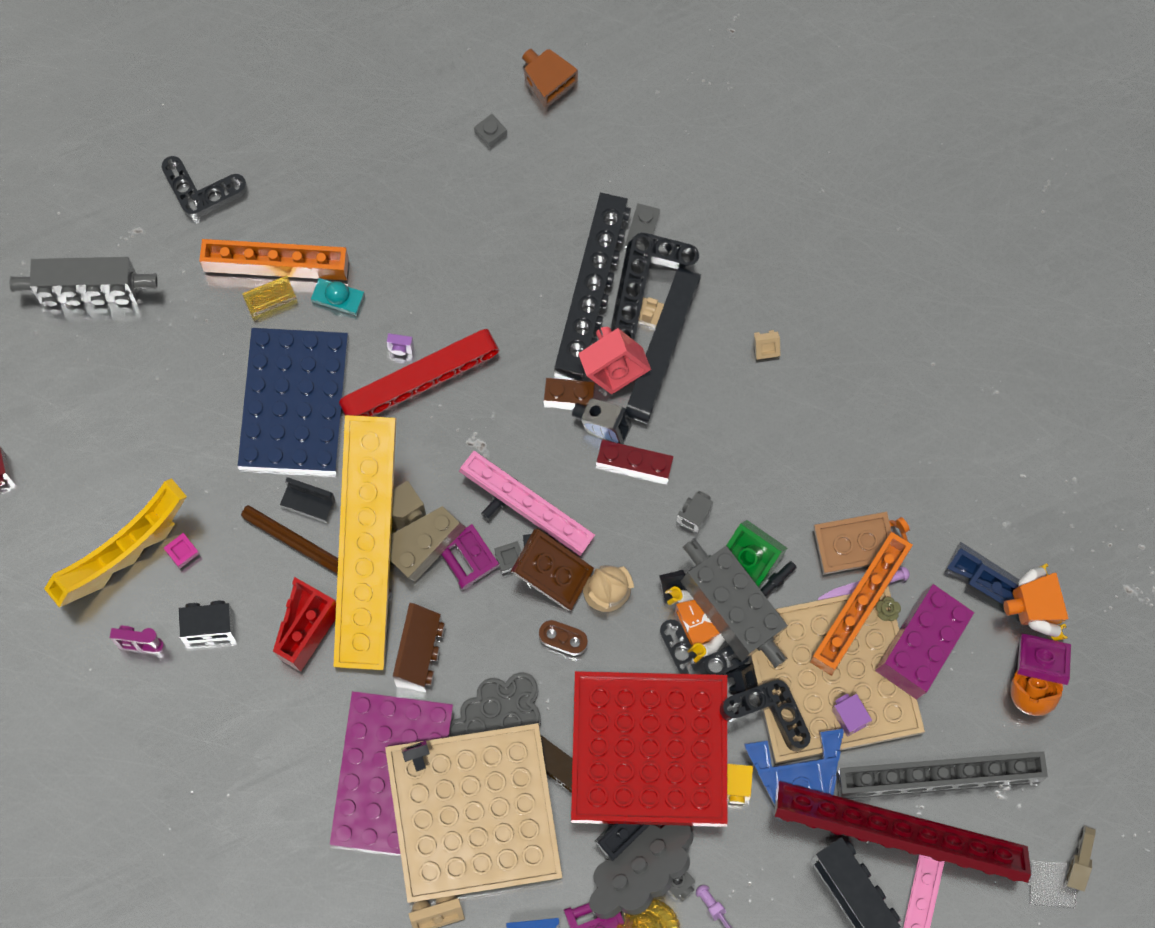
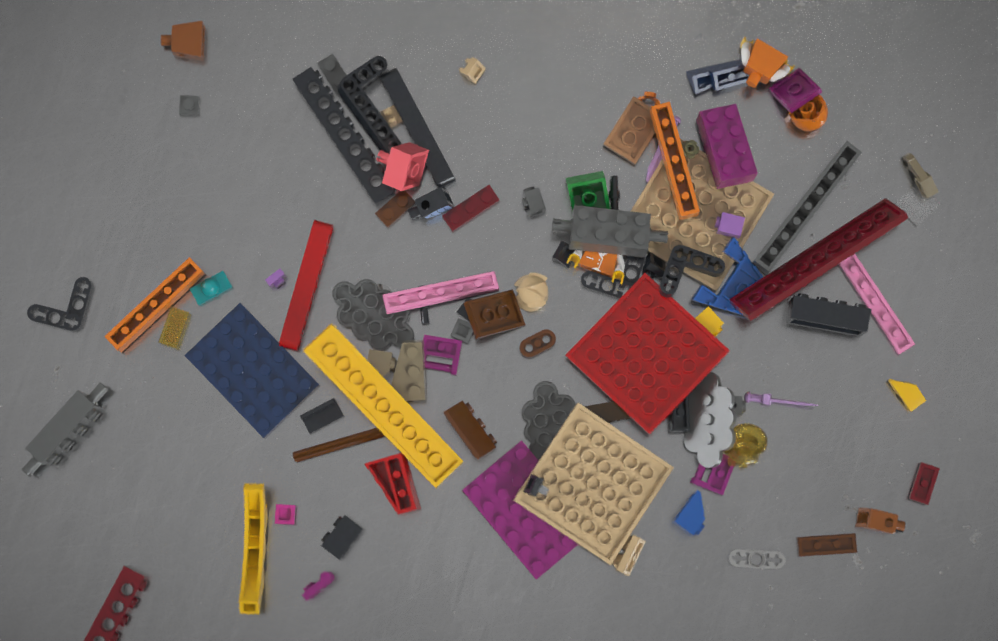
camera: 45 degrees left, 10 degrees up
(440, 452) = (366, 315): none -> dark grey plate

